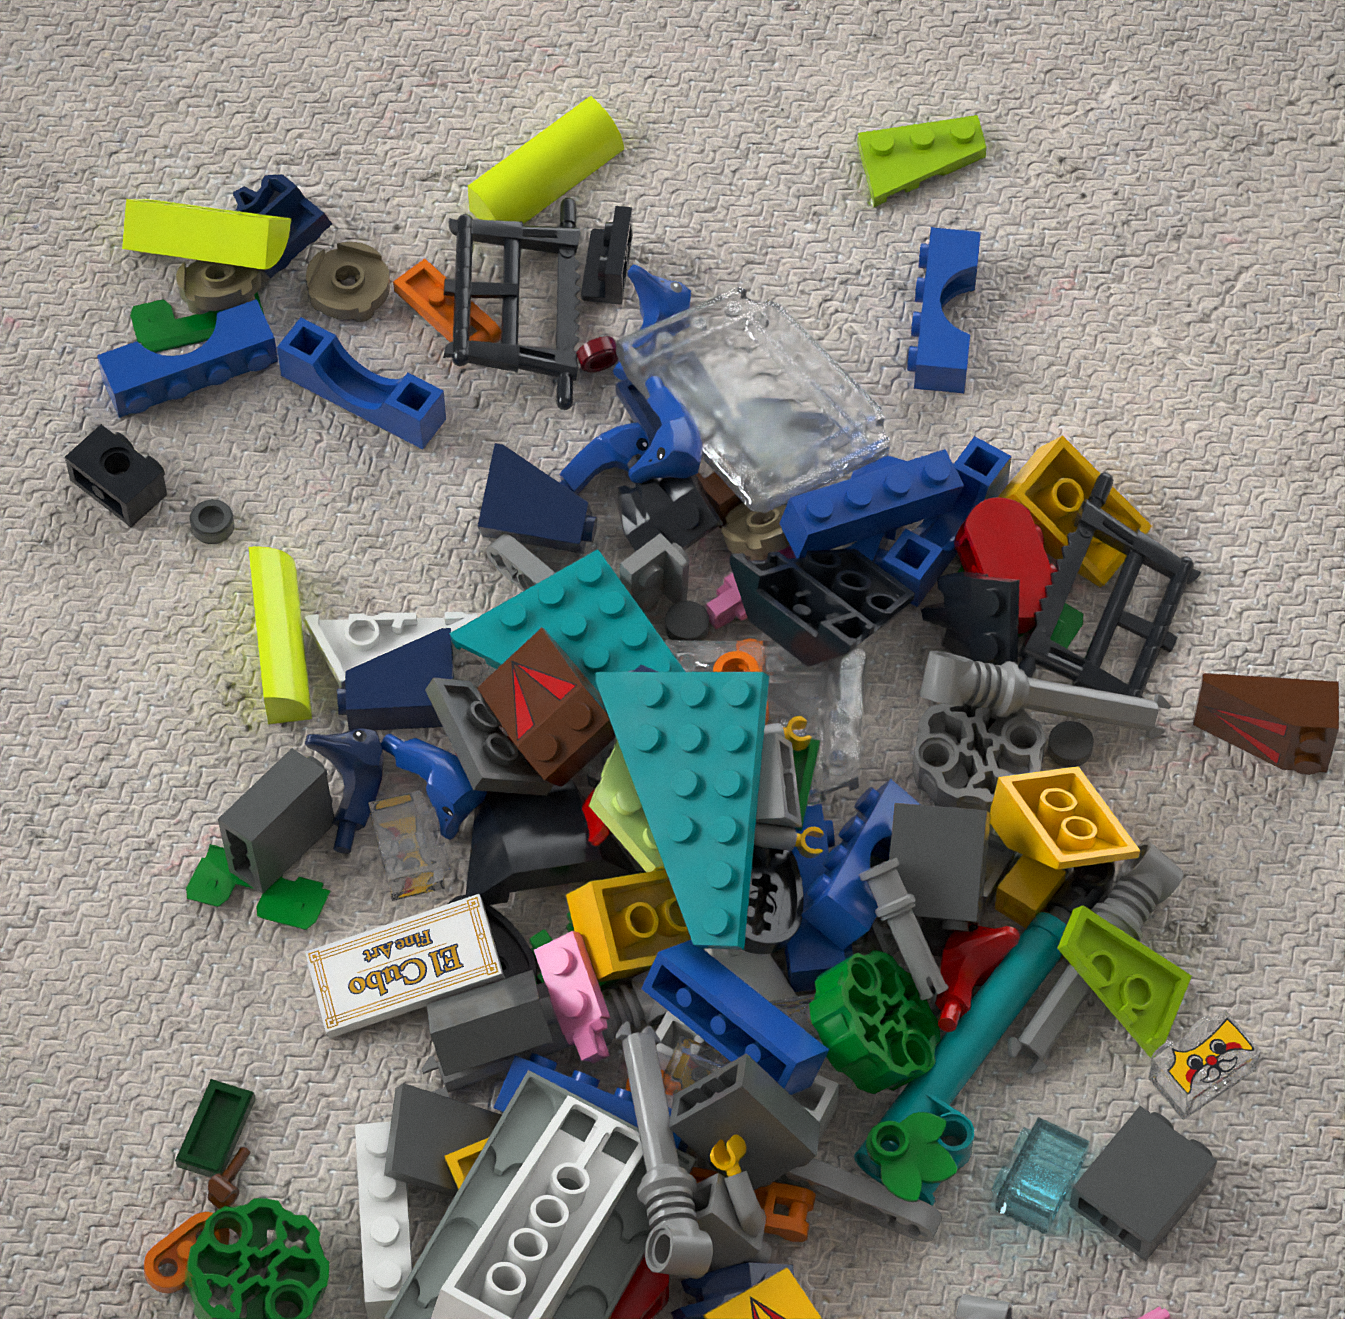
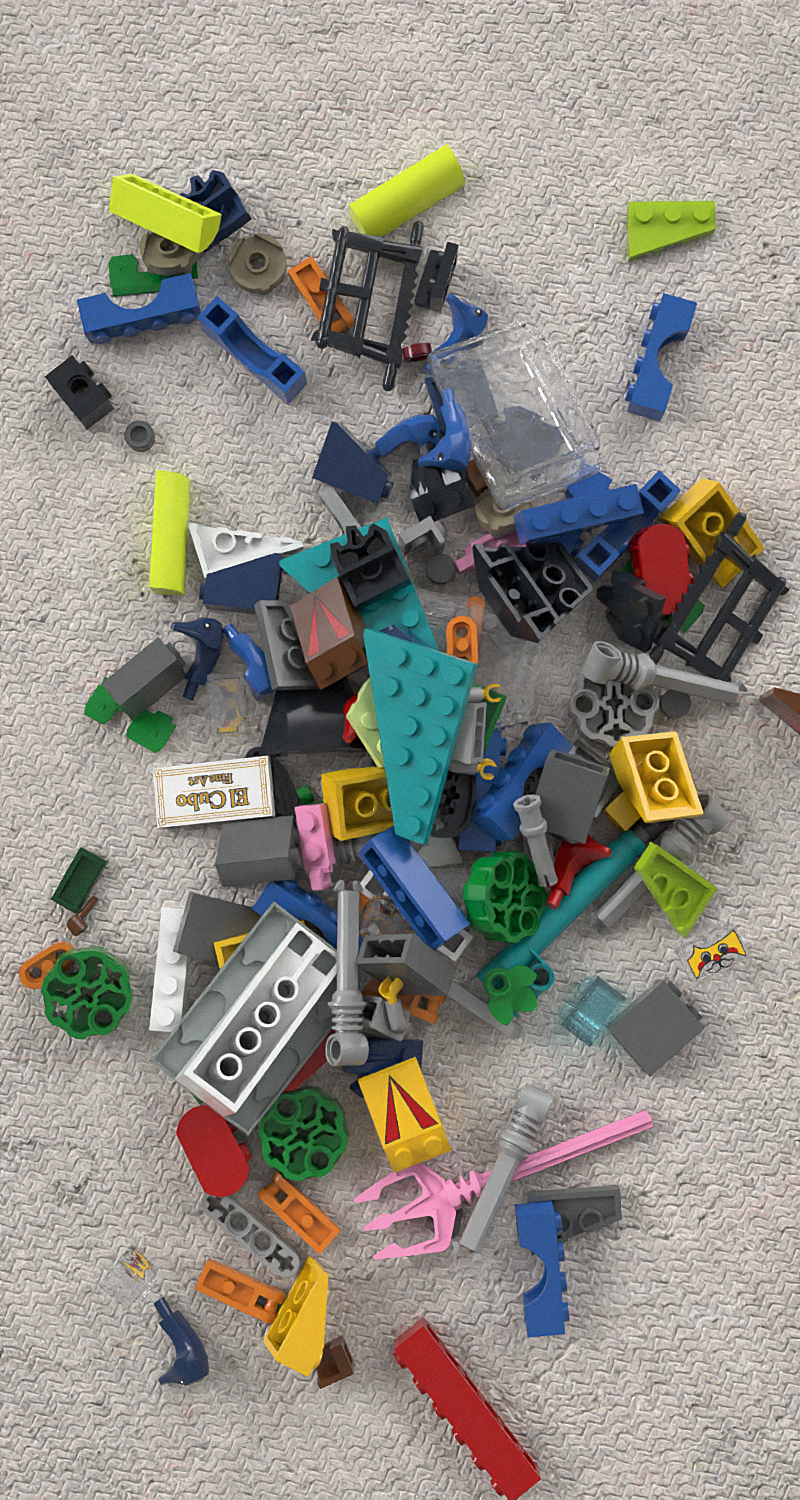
camera: 15 degrees right, 25 degrees up
(586, 604) = (369, 565): none -> black plate

